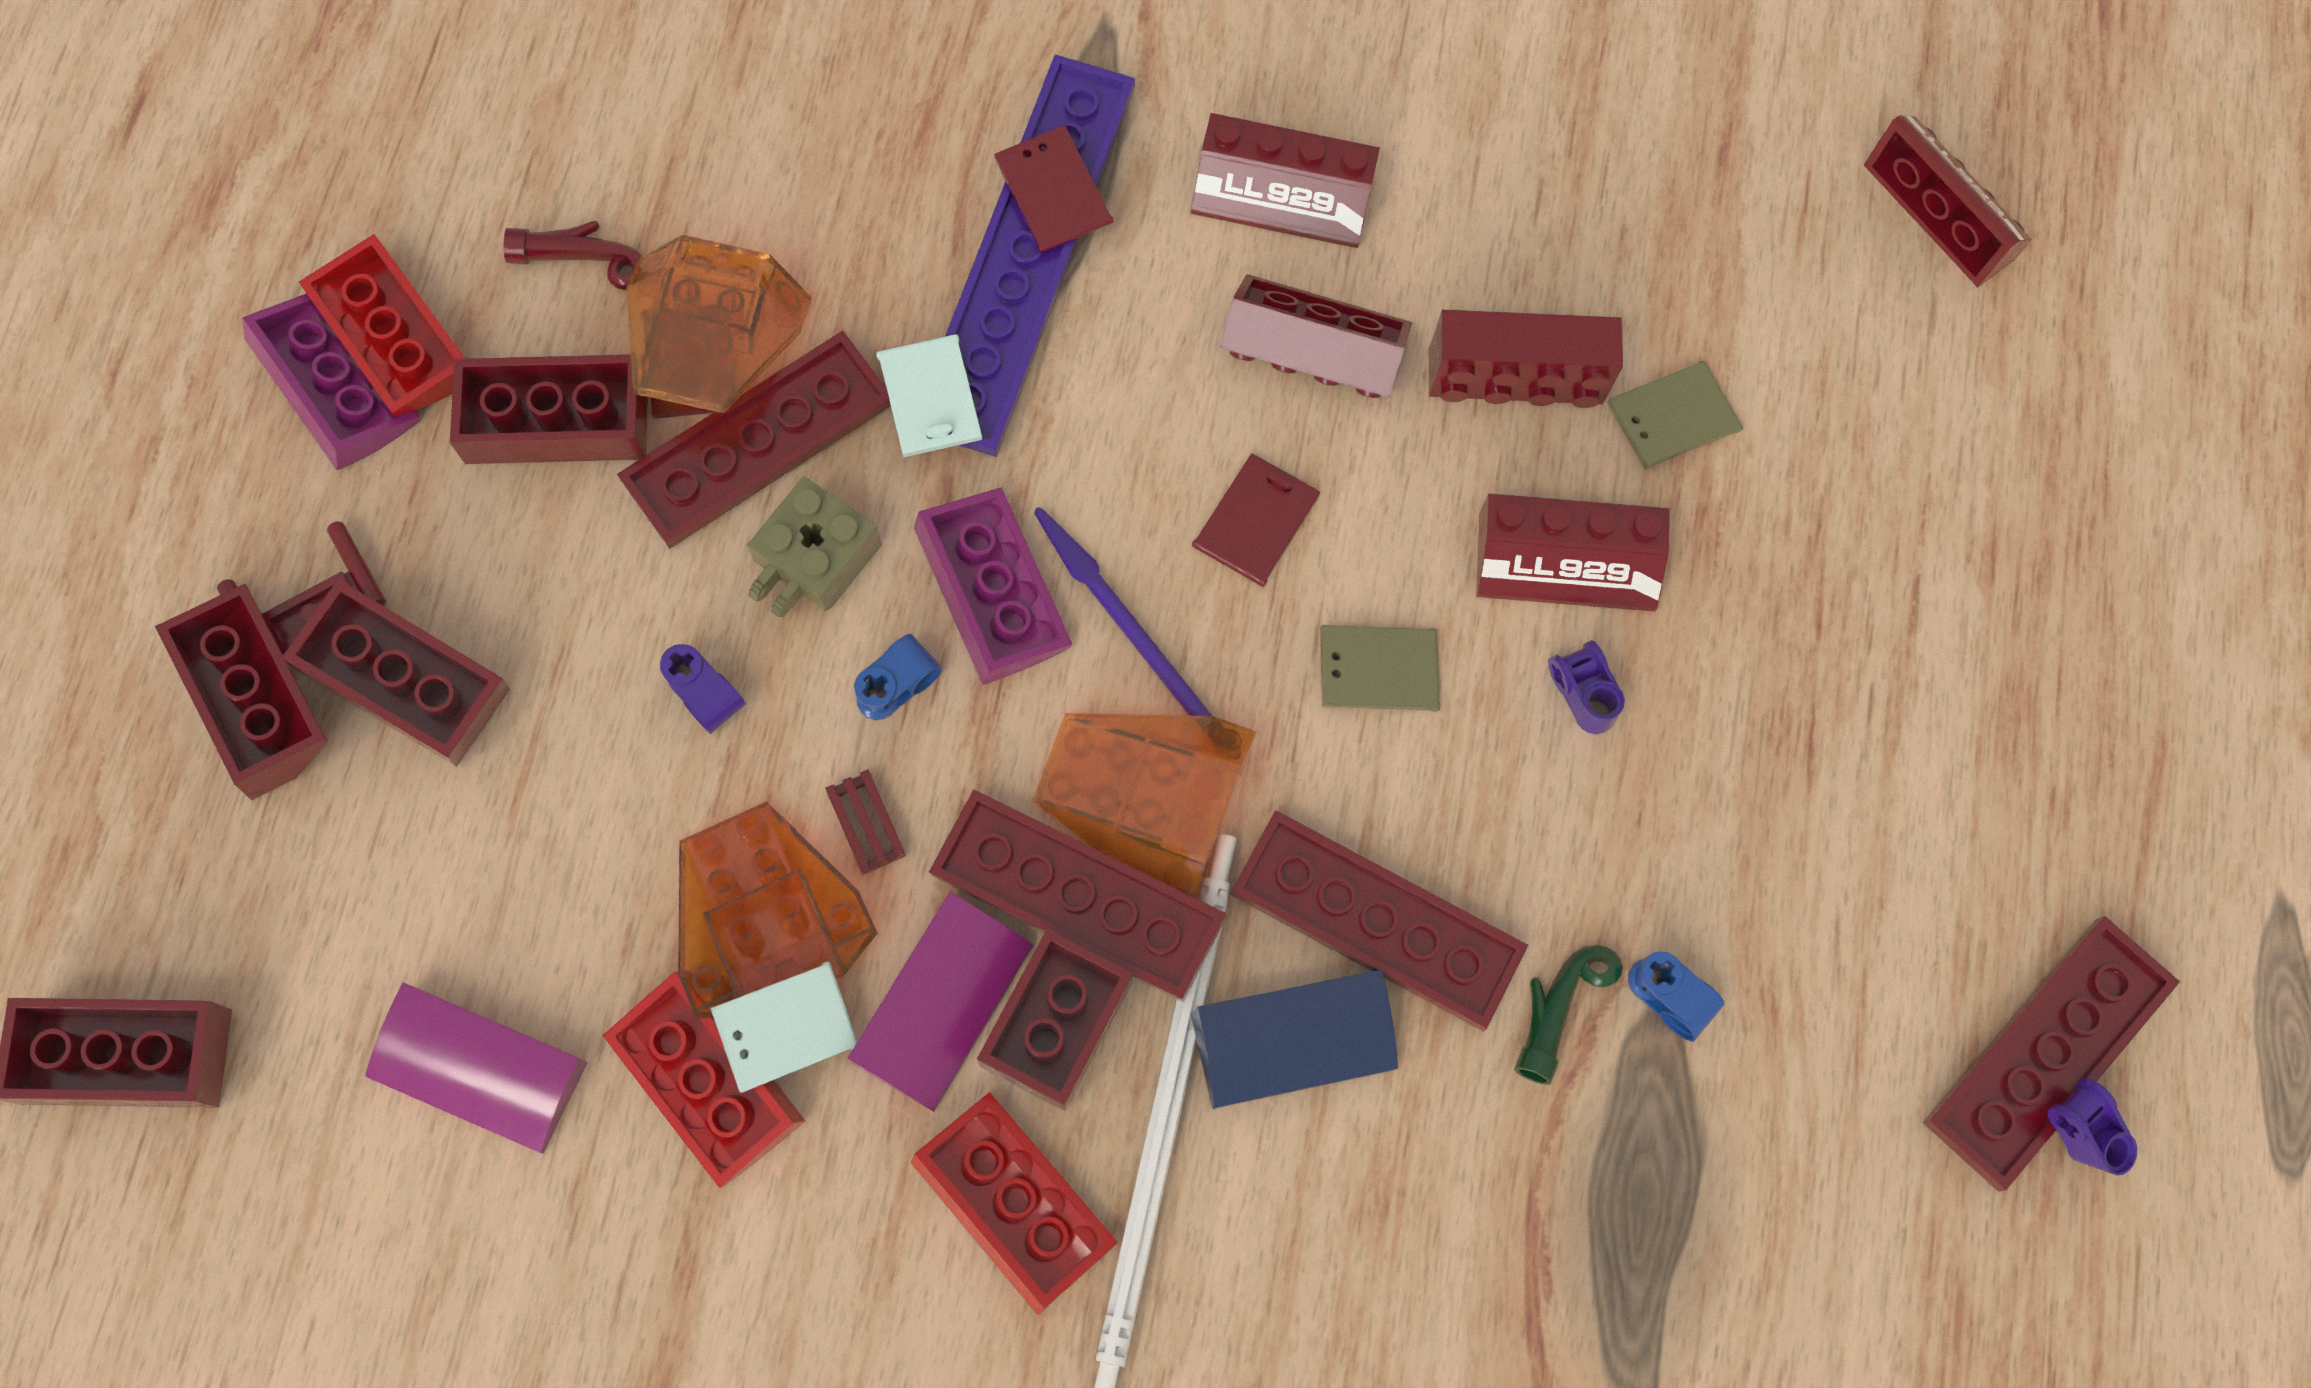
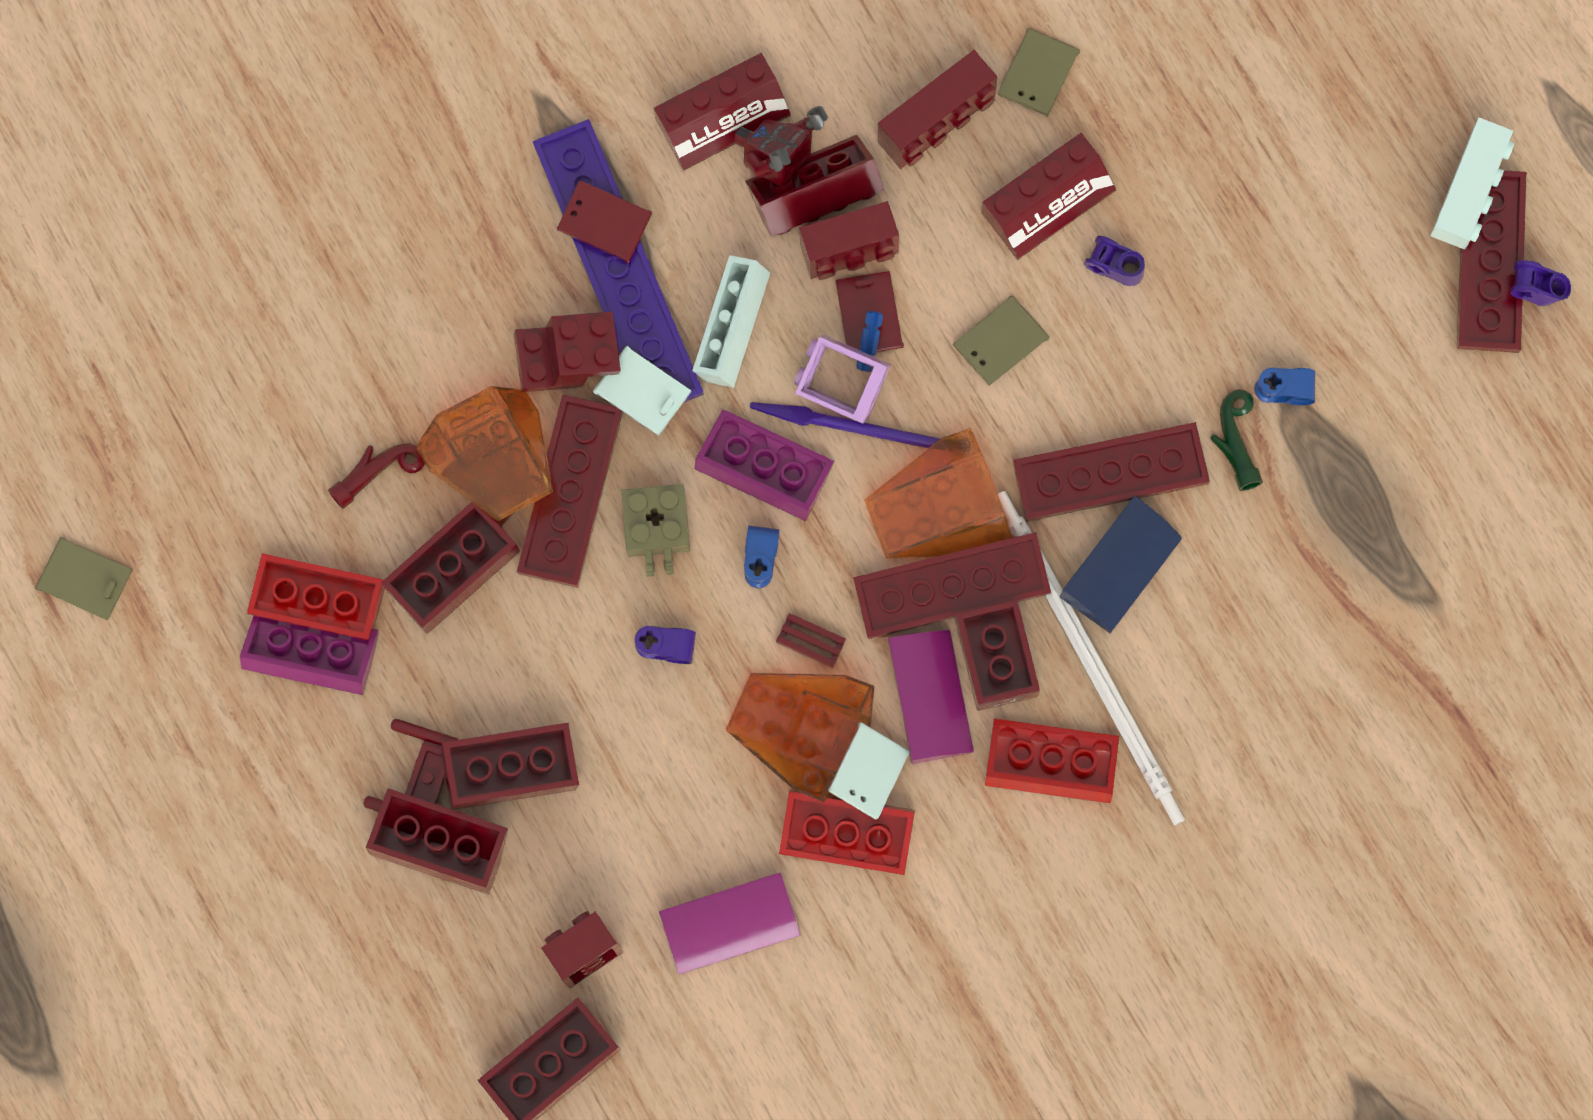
camera: 30 degrees left, 5 degrees up
(187, 121) = (83, 578): none -> olive container
(262, 946) = (581, 948): none -> dark red brick
(887, 287) = (567, 351): none -> dark red bracket
(1093, 399) = (731, 321): none -> light aqua brick
(1182, 597) = (805, 377): none -> lavender window
(1228, 545) = (870, 337): none -> blue axle
(1300, 416) = (849, 241): none -> dark red brick
(1310, 262) = (779, 148): none -> dark red torso
(2103, 940) = (1472, 183): none -> light aqua brick

